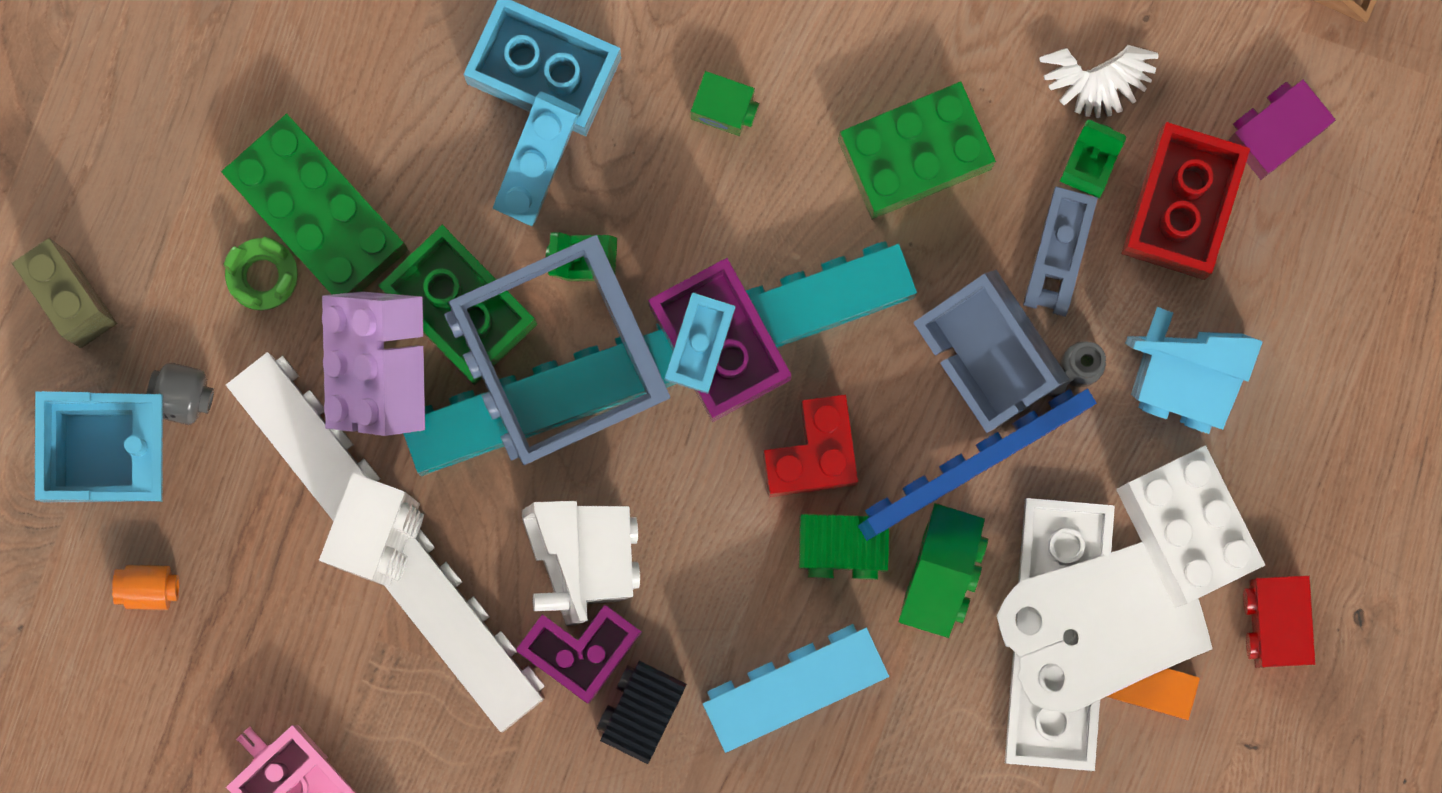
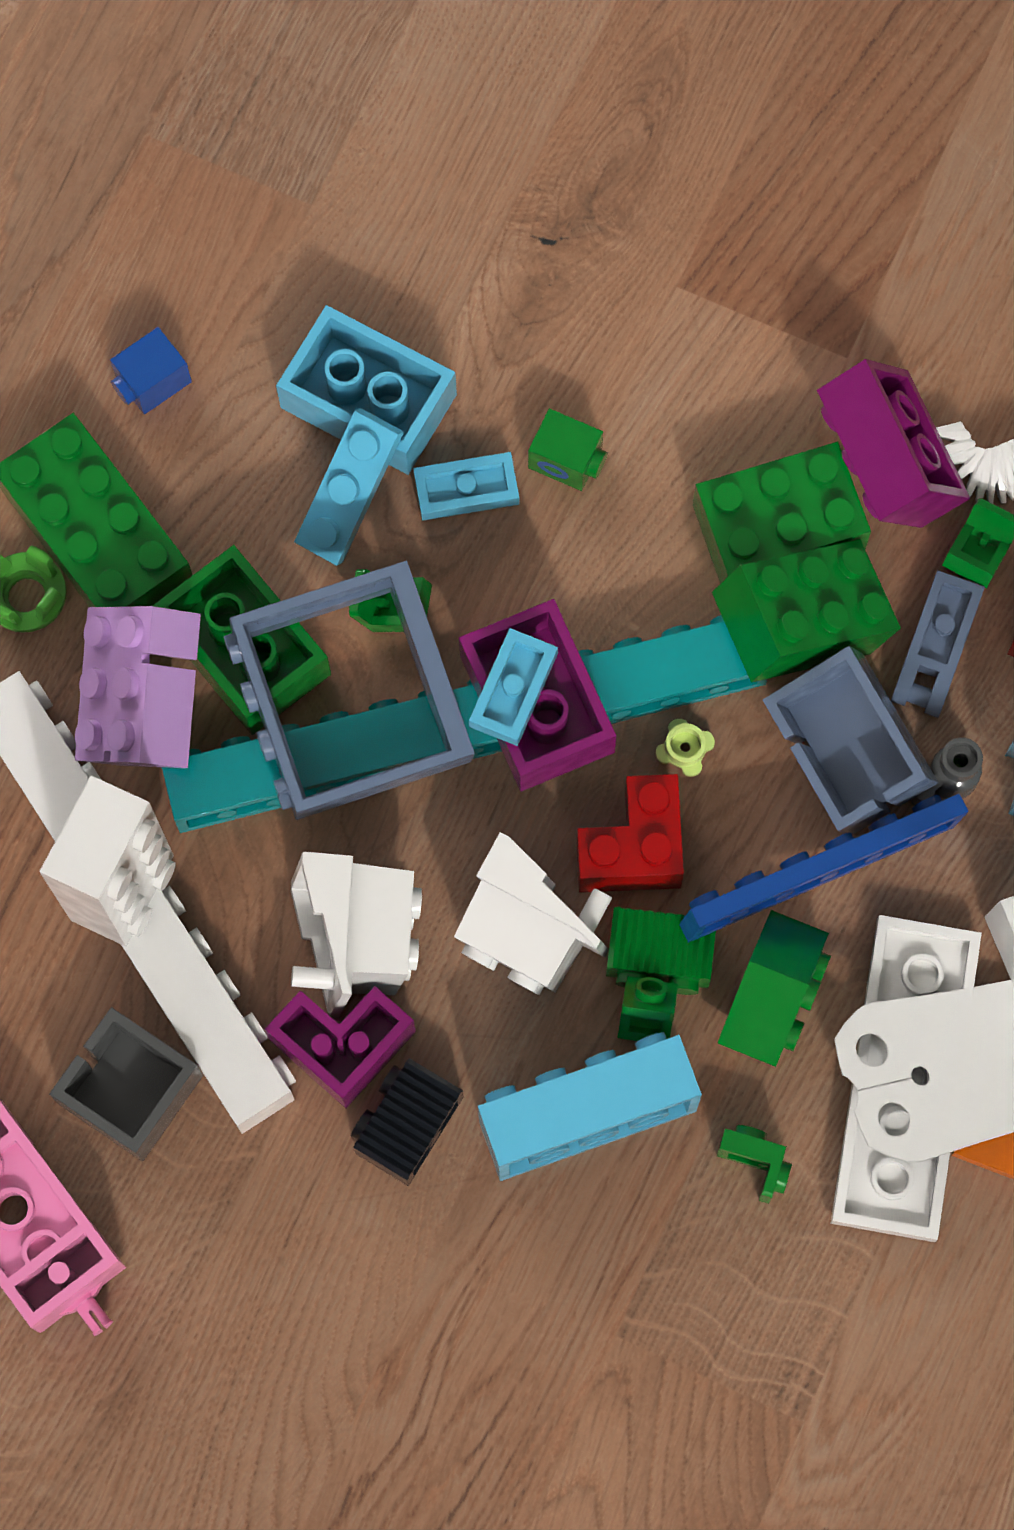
camera: 10 degrees right, 10 degrees down
(347, 63) = (149, 371): none -> blue brick
(404, 706) = (131, 1088): none -> dark grey piece
(638, 144) = (466, 486): none -> medium azure plate
(728, 535) = (523, 923): none -> white piece
(837, 599) = (647, 1008): none -> green bracket
(845, 350) = (680, 733): none -> yellowish green plate
(932, 706) = (750, 1148): none -> green bracket
(944, 238) = (804, 609): none -> green brick
(1008, 79) = (892, 444): none -> magenta brick

